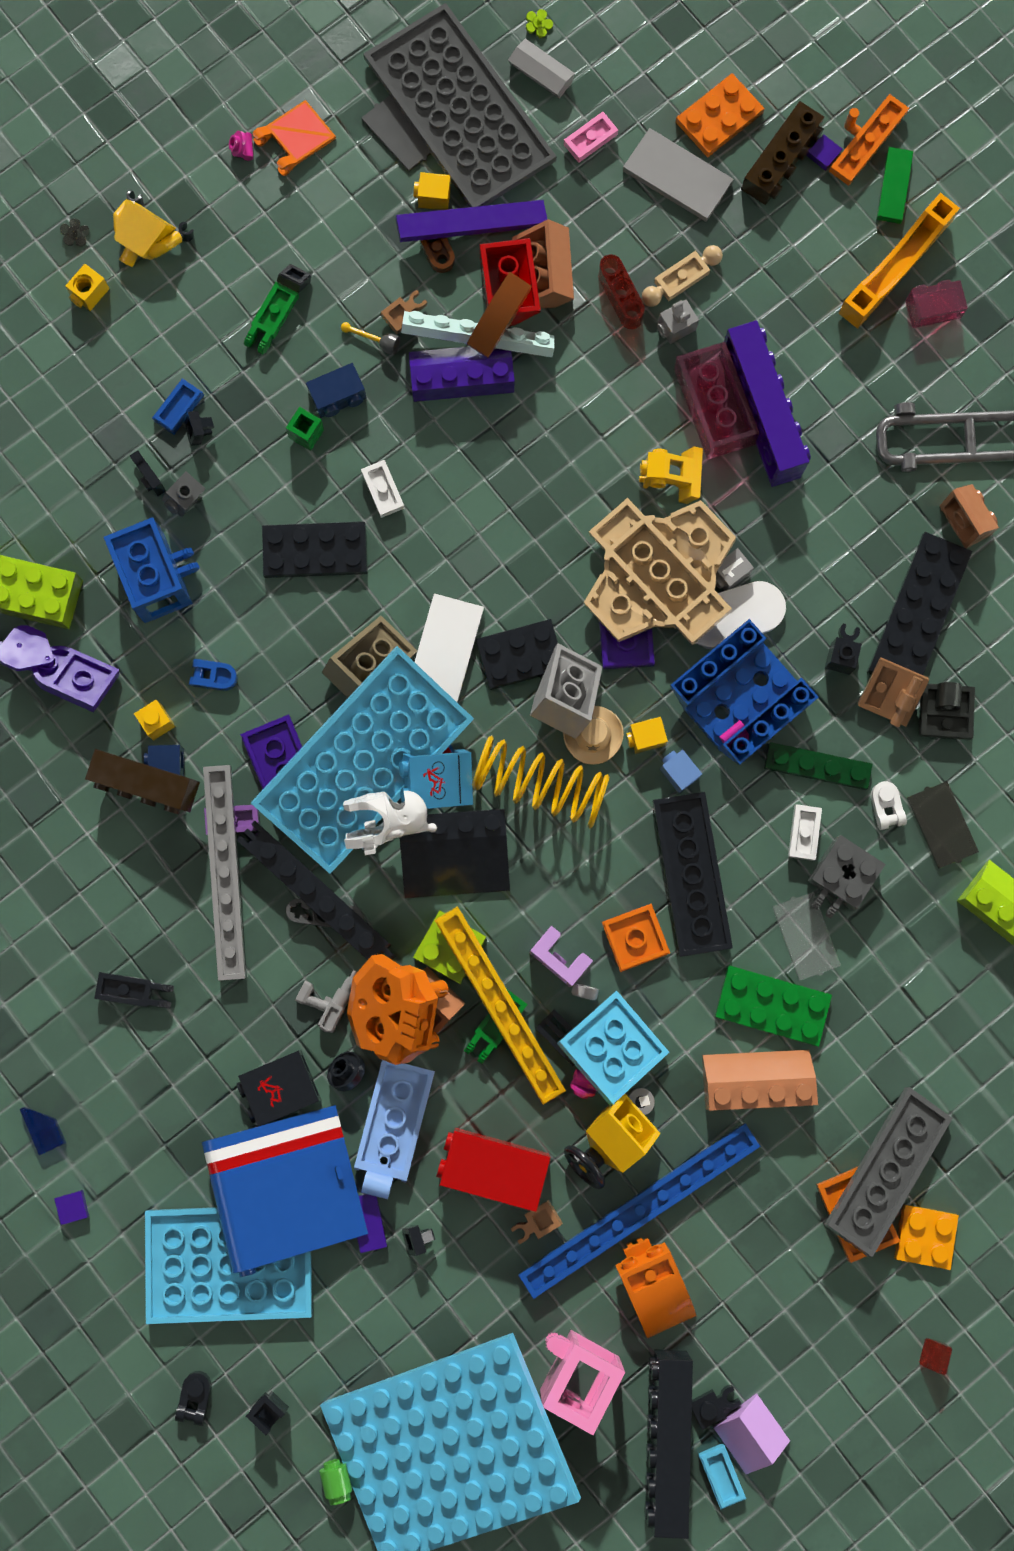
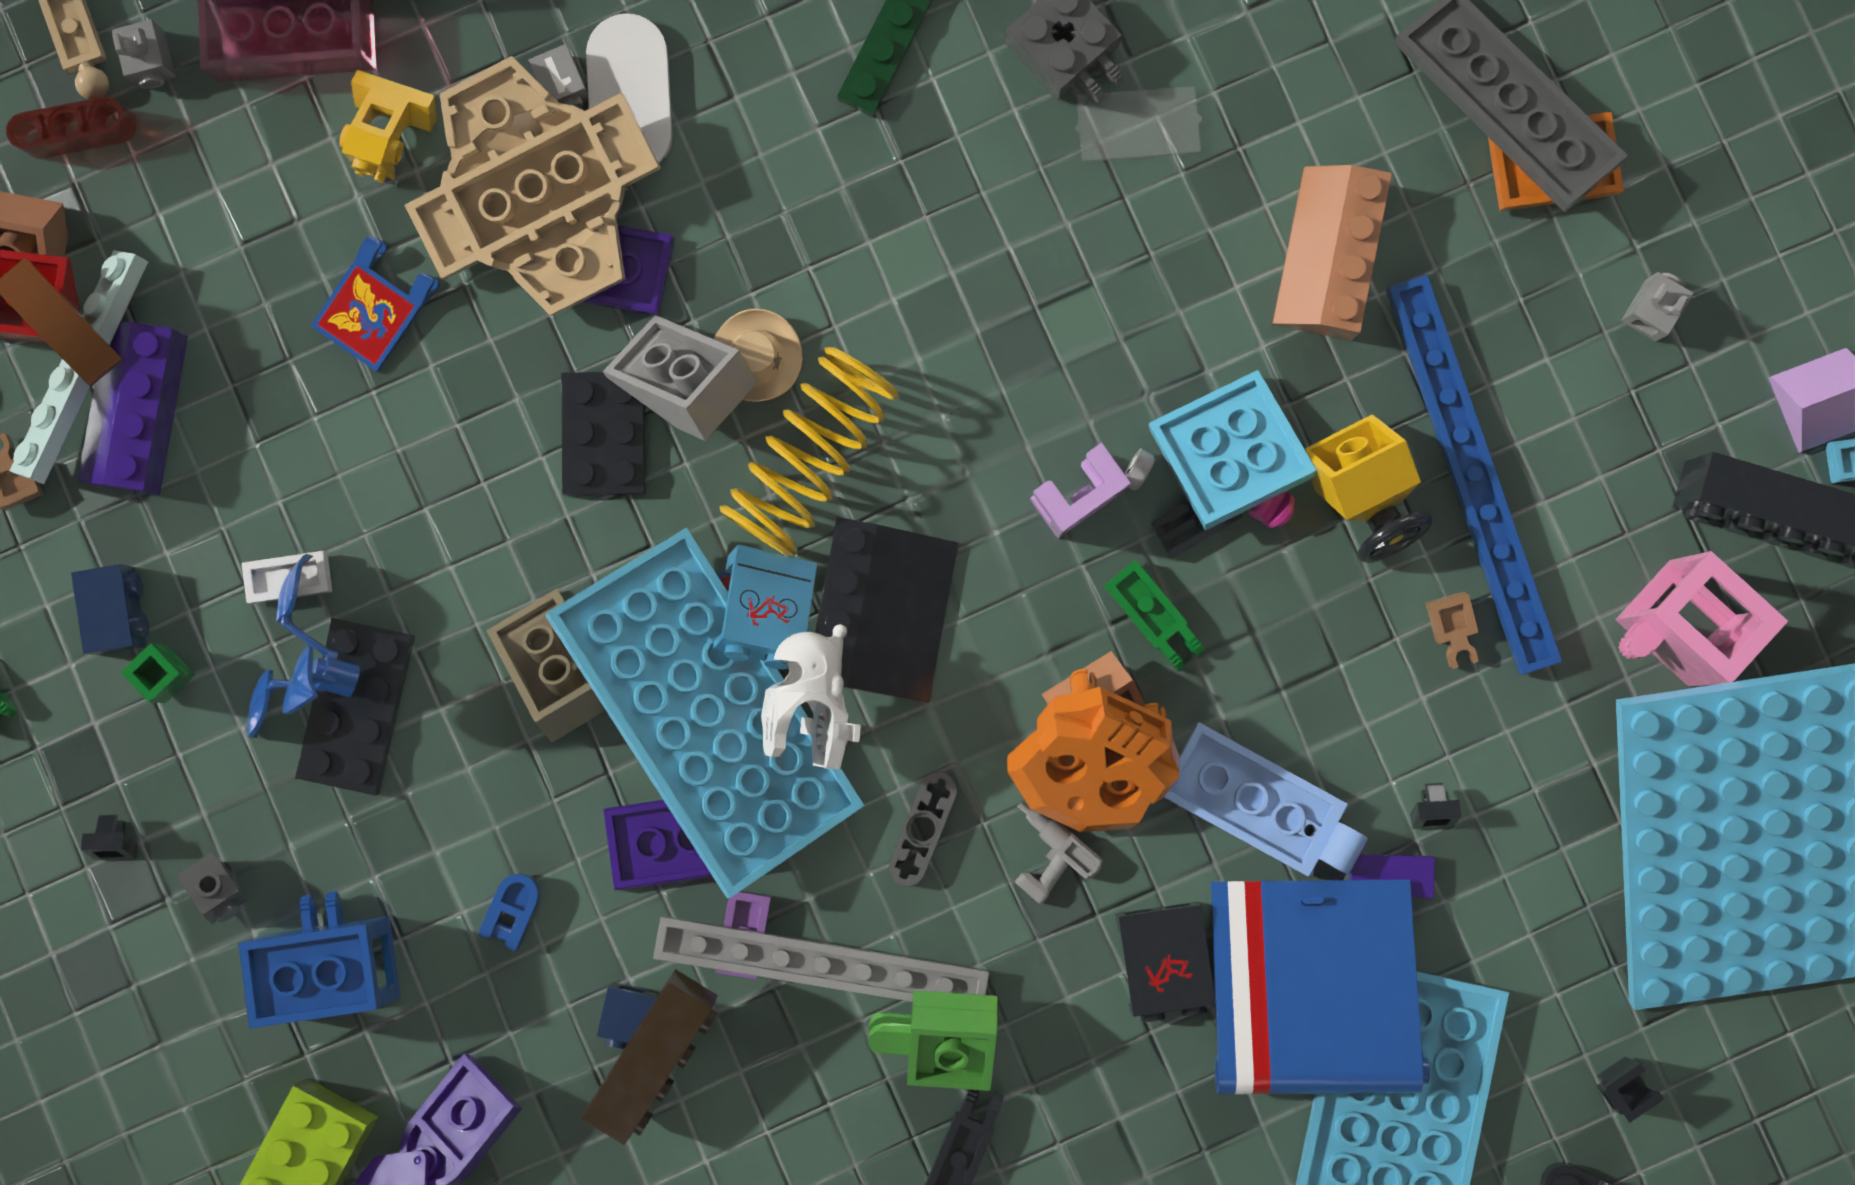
camera: 70 degrees left, 5 degrees up
(149, 478) = (172, 935): black plate -> none
(154, 720) = (558, 1016): yellow brick -> none
(177, 405) = (66, 864): blue tile -> none
(197, 960) = (945, 1036): none -> bright green brick
(315, 893) = (888, 835): black hinge -> none
(328, 526) = (322, 675): none -> blue plant
(336, 1482) = (1748, 1013): bright green brick -> none
(346, 1071) = (1166, 853): black plate -> none
(388, 343) = (54, 510): hinge -> none
(438, 955) = (1022, 653): lime brick -> none
(448, 642) = (555, 537): white tile -> none
(493, 1169) = (1365, 670): red brick -> none
(500, 1005) = (1126, 600): yellow tile -> none
(558, 493) = (369, 312): none -> flag
(635, 937) = (1077, 374): orange plate -> none
(642, 1099) = (1315, 427): light grey tile -> none
(646, 735) = (779, 275): yellow brick -> none
(654, 1287) = (1586, 481): orange piece -> none
(680, 770) = (845, 240): medium blue brick -> none
(692, 874) = (1004, 265): black plate -> none
(709, 1407) = (1773, 447): black plate -> none
(727, 680) = (783, 108): blue slope -> none
(731, 731) = (817, 144): dark pink plate -> none
(773, 1006) = (1227, 200): green plate -> none
(782, 1305) = (1657, 305): none -> light grey brick
(804, 832) = (986, 82): white plate -> none
(926, 1236) = (1612, 73): light orange plate -> none
(935, 1356) = (1781, 107): clear red slope -> none

